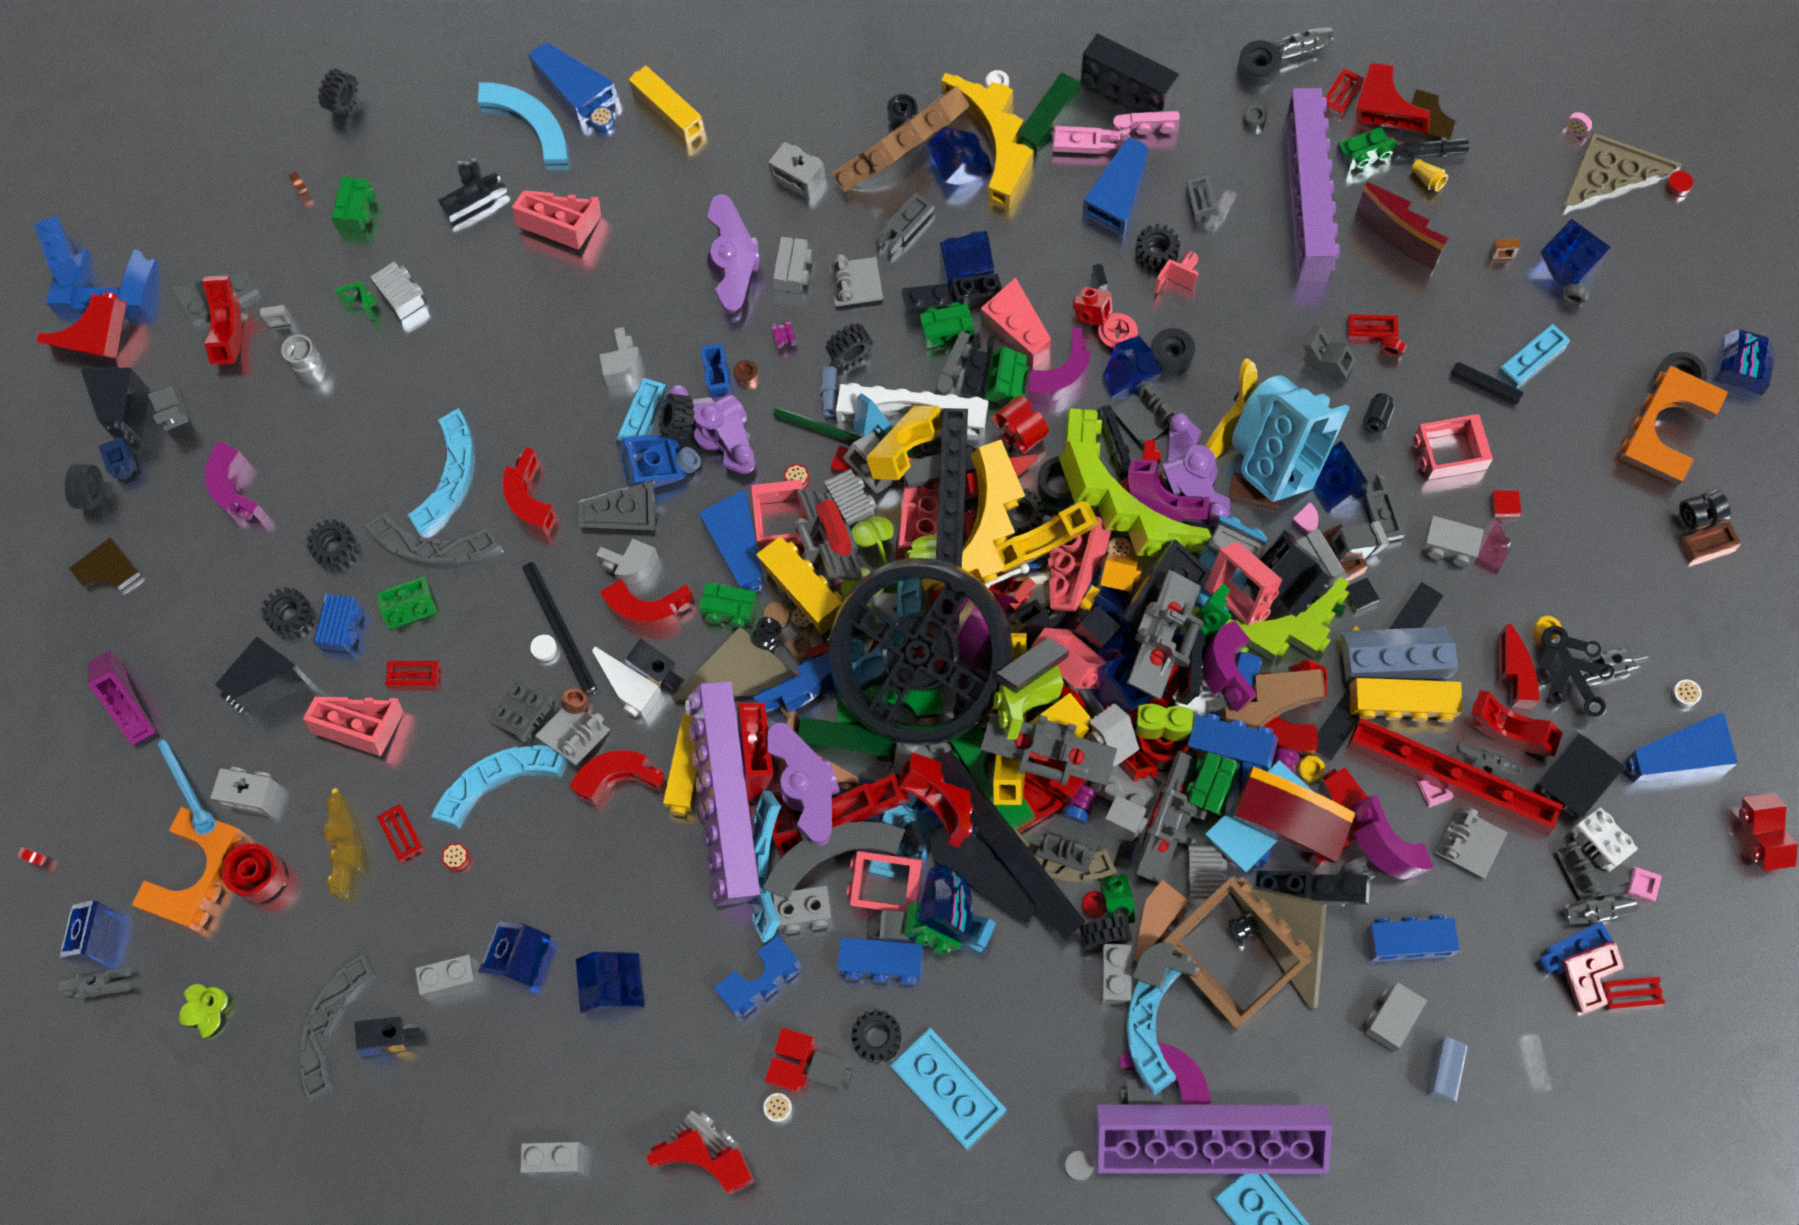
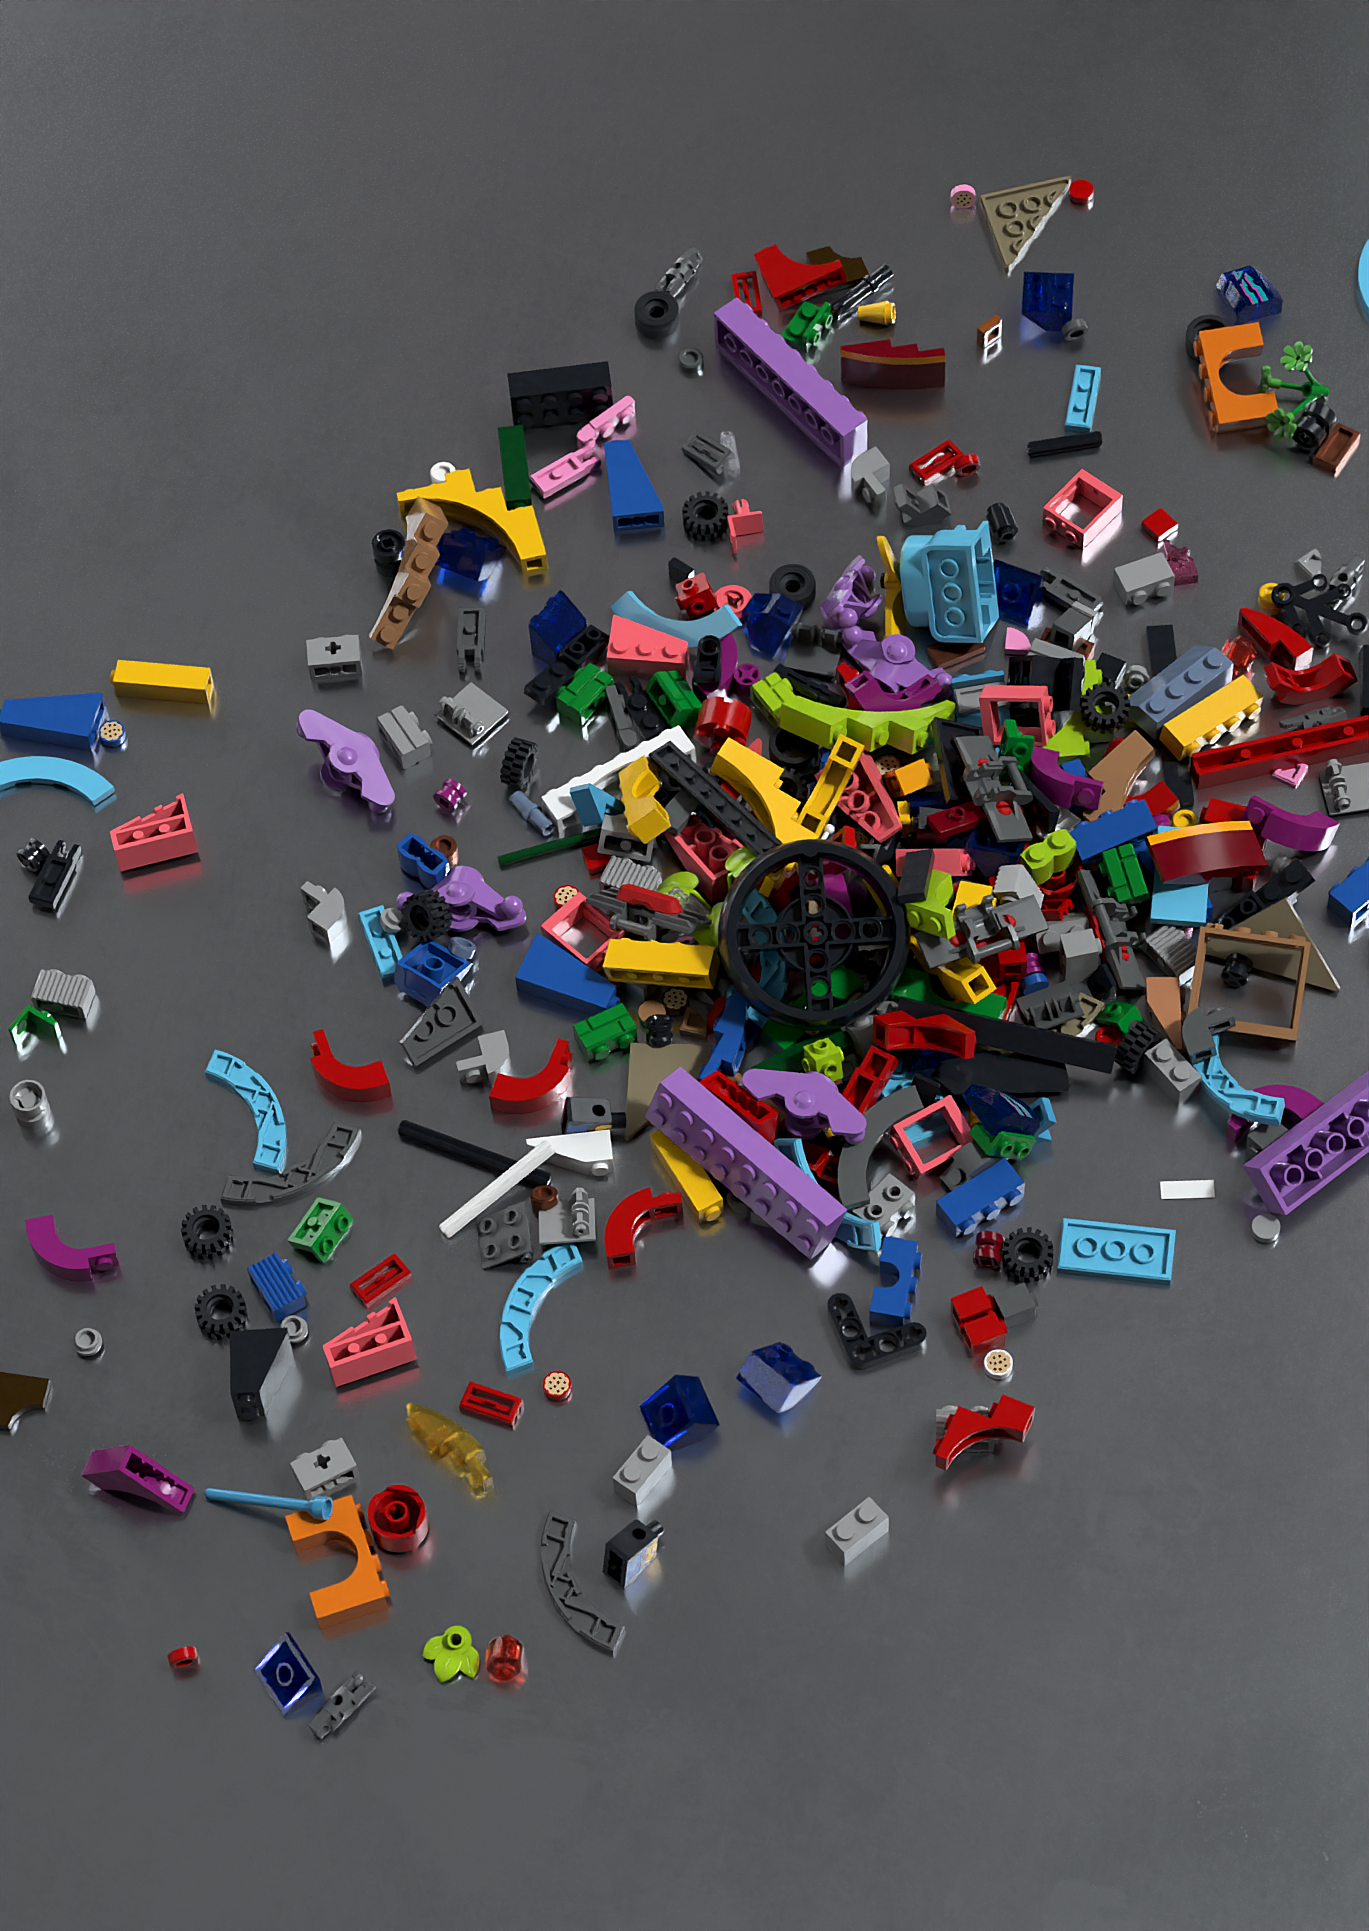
camera: 40 degrees left, 10 degrees down
(186, 563) = (87, 1342): none -> light grey plate
(230, 1043) = (504, 1657): none -> clear red head
(322, 664) = (296, 1328): none -> light grey plate
(544, 648) = (476, 1178): white tile -> none
(544, 668) = (497, 1188): none -> white axle
(655, 399) = (392, 921): none -> light grey plate
(696, 1002) = (863, 1343): none -> black beam
(845, 1012) = (988, 1248): none -> dark red wheel
(852, 756) = (824, 1058): none -> lime brick
(864, 550) = (686, 901): none -> clear axle
(1045, 370) = (708, 665): none -> black piece
(1048, 1080) = (1187, 1189): none -> white sticker
(1061, 334) = (719, 624): none -> medium azure tile
(1077, 395) = (746, 673): none -> magenta wheel
(1113, 638) = (956, 820): none -> dark red plate
(1203, 392) = (851, 597): none -> medium lavender piece
(1307, 299) = (867, 474): none -> light grey brick
(1321, 614) = (1107, 694): none -> black tyre
(1376, 618) = (1135, 677): none -> light grey plate
(1474, 661) = (1241, 653): none -> clear red head
(1602, 626) = (1309, 564): none -> light grey tile
(1731, 448) = (1296, 359): none -> bright green plant

